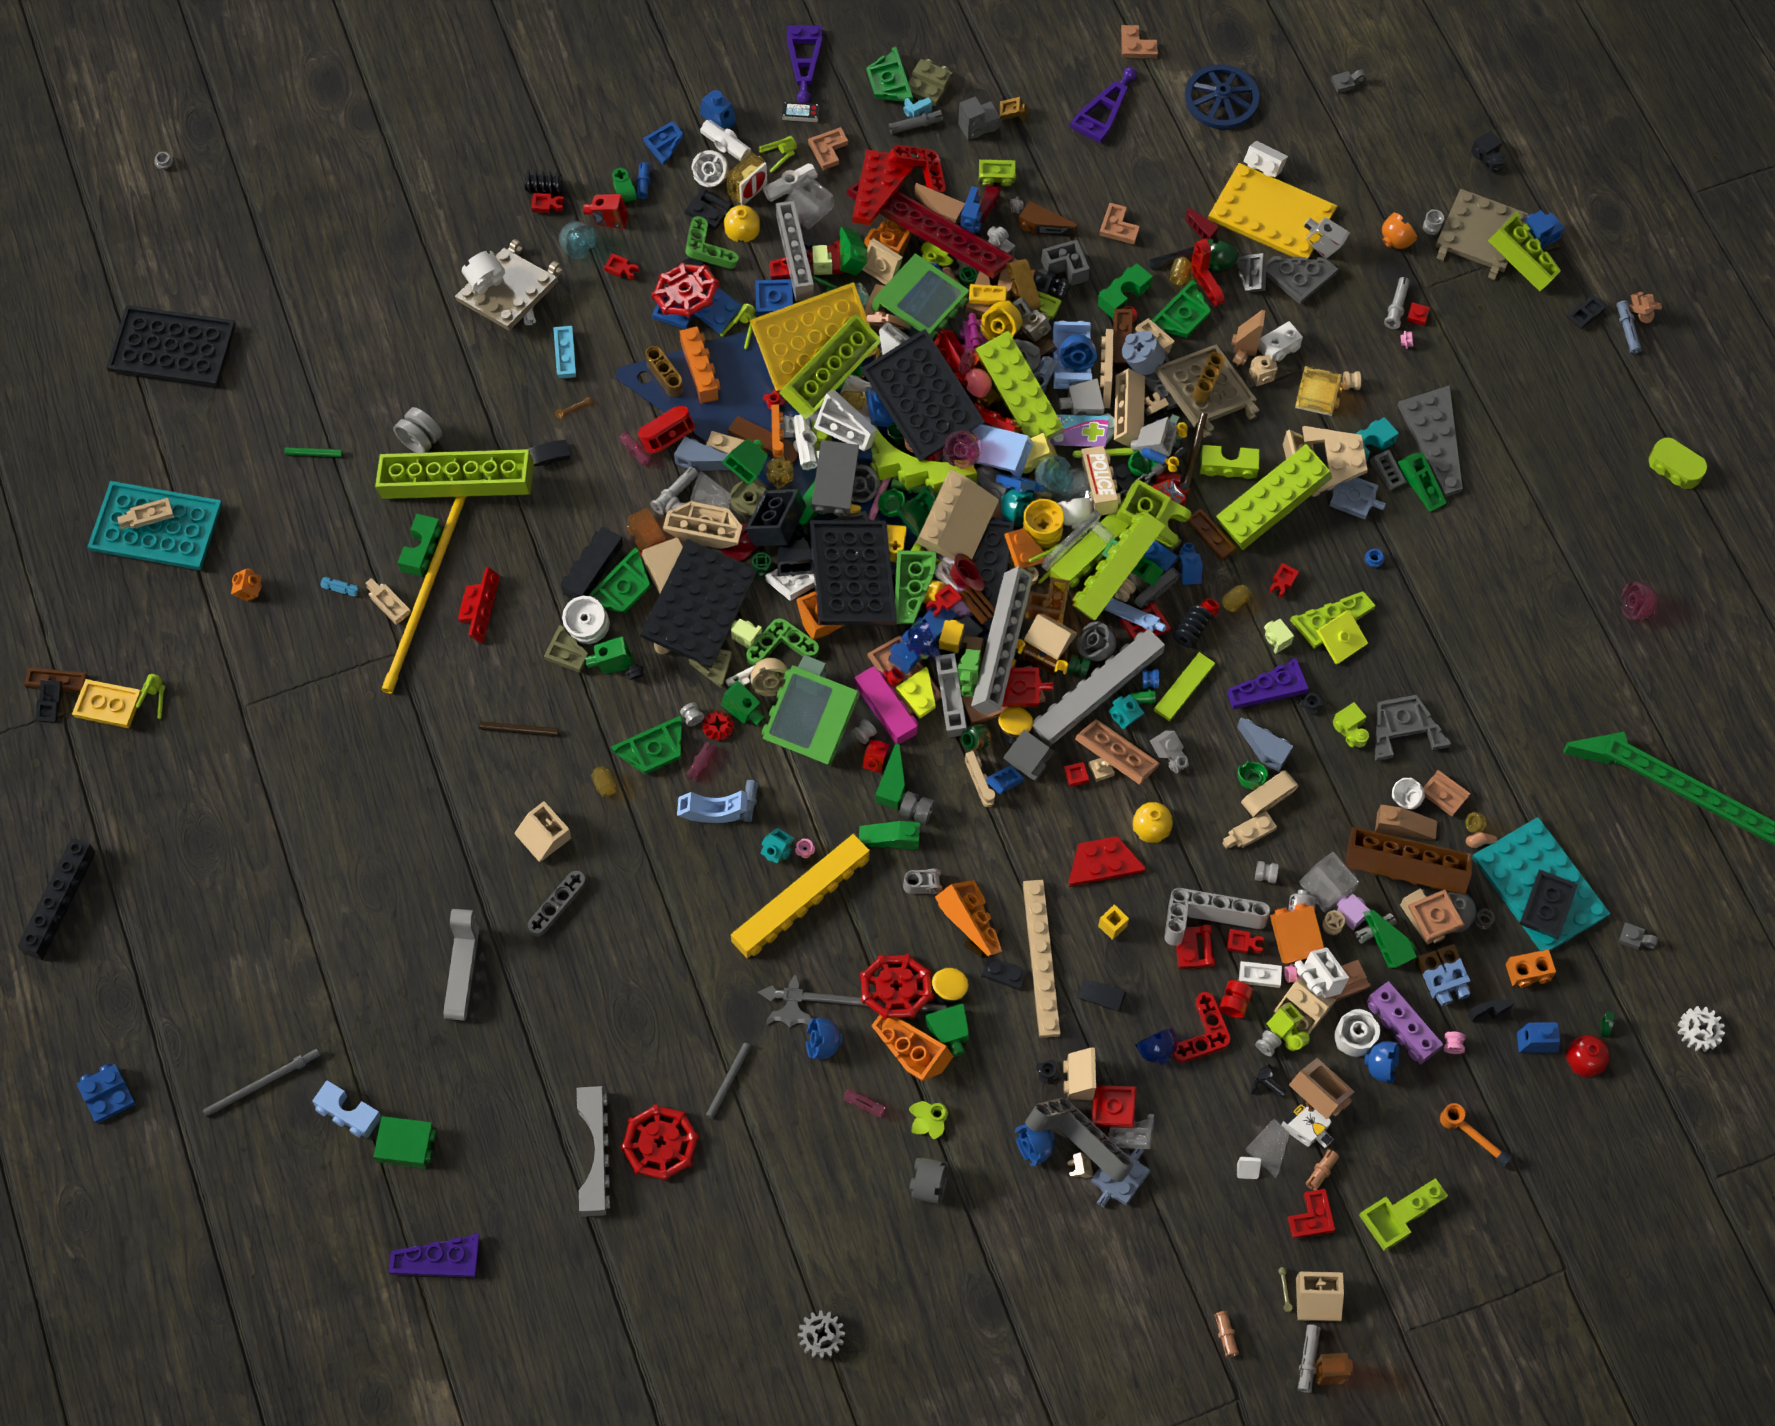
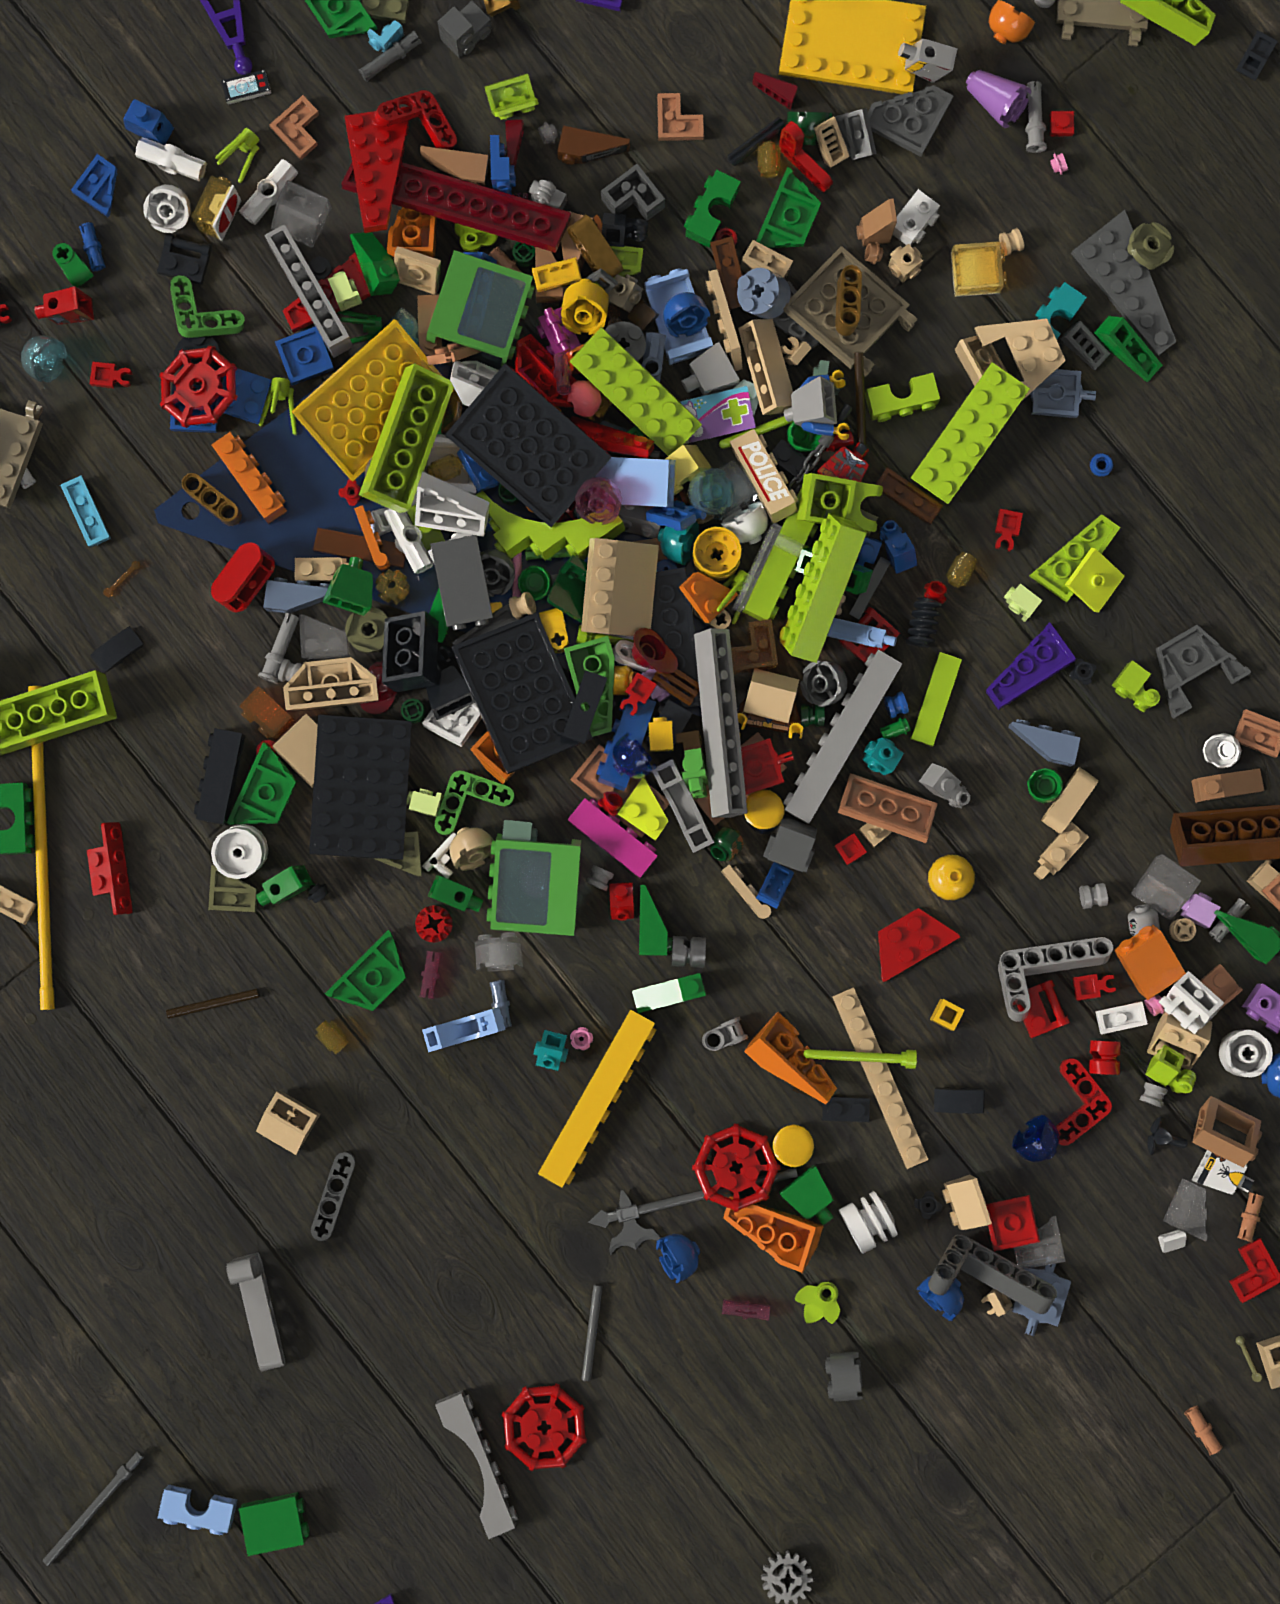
camera: 20 degrees left, 20 degrees up
(634, 448) = (213, 610): clear pink pin -> none
(692, 714) = (400, 922): light grey wheel -> none
(742, 223) = (231, 267): yellow cylinder -> none
(762, 758) = (498, 953): none -> clear brick
(876, 513) = (522, 605): none -> tan wheel
(905, 587) = (589, 694): none -> black tile
(992, 1061) = (868, 1222): none -> white wheel
(1067, 945) = (906, 1058): none -> lime piece
(1225, 276) = (841, 152): none -> tan slope
(1374, 279) = (999, 96): none -> medium lavender cone
(1456, 420) = (1140, 250): none -> olive plate

